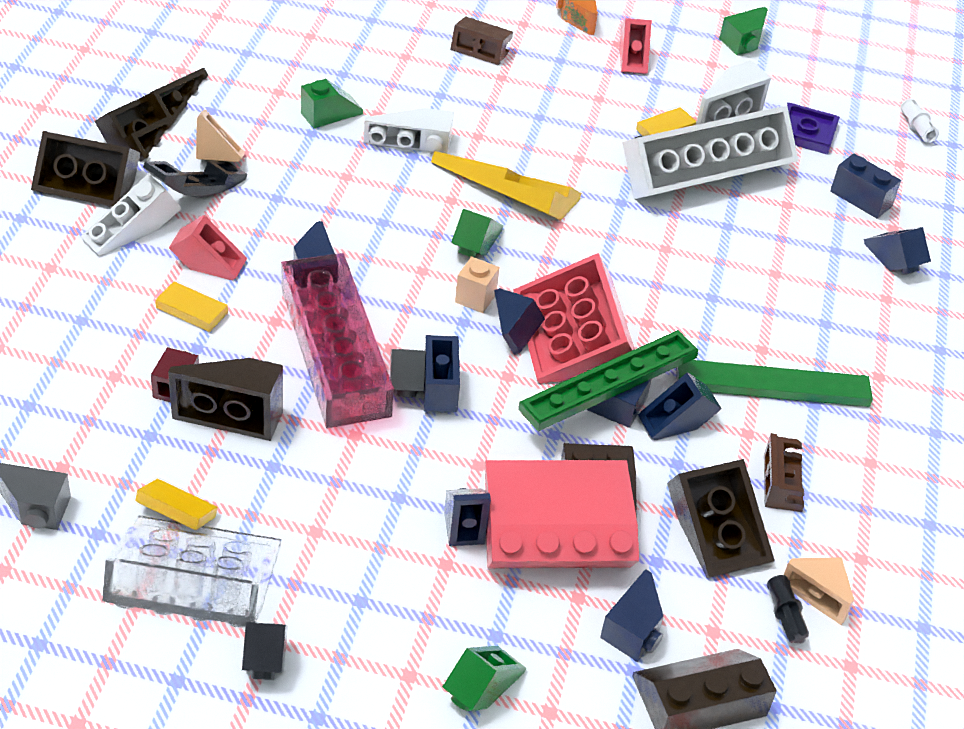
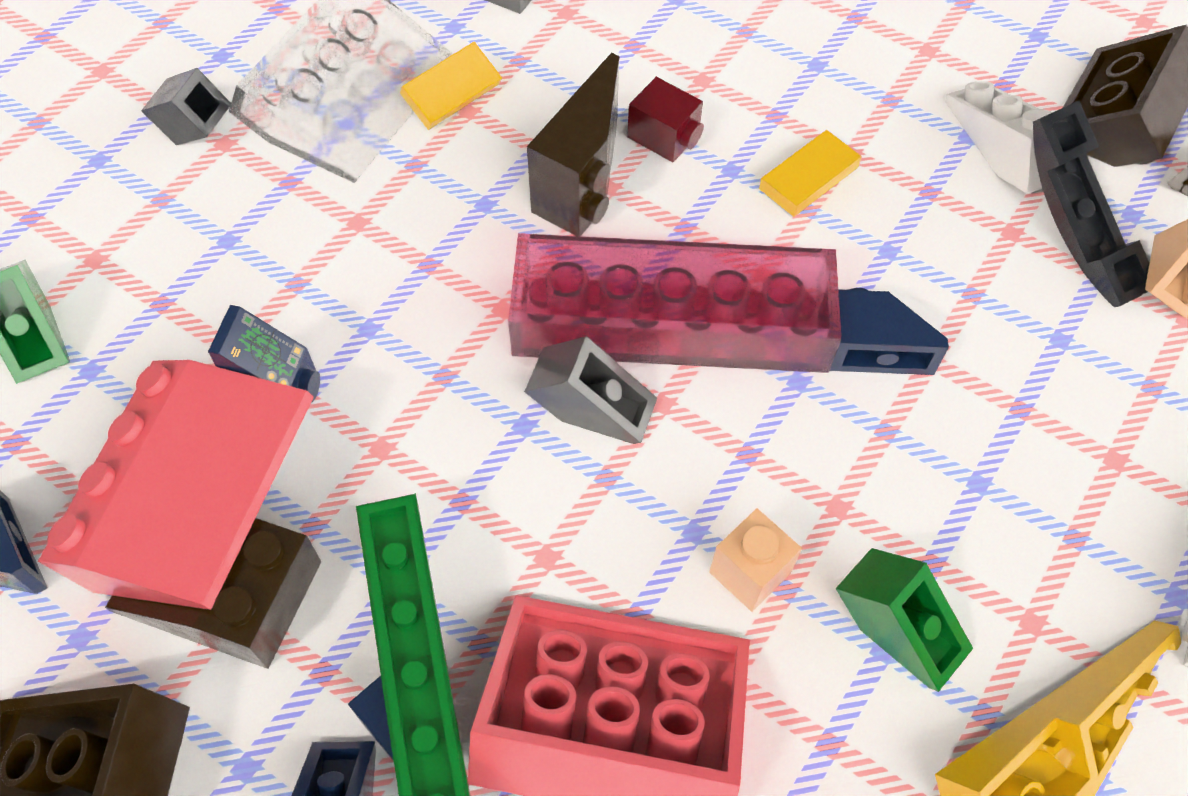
camera: 115 degrees right, 15 degrees up
(207, 250) = (915, 204): coral slope -> none
(441, 373) = (547, 422): dark blue brick -> none
(518, 318) = (651, 594): dark blue slope -> none

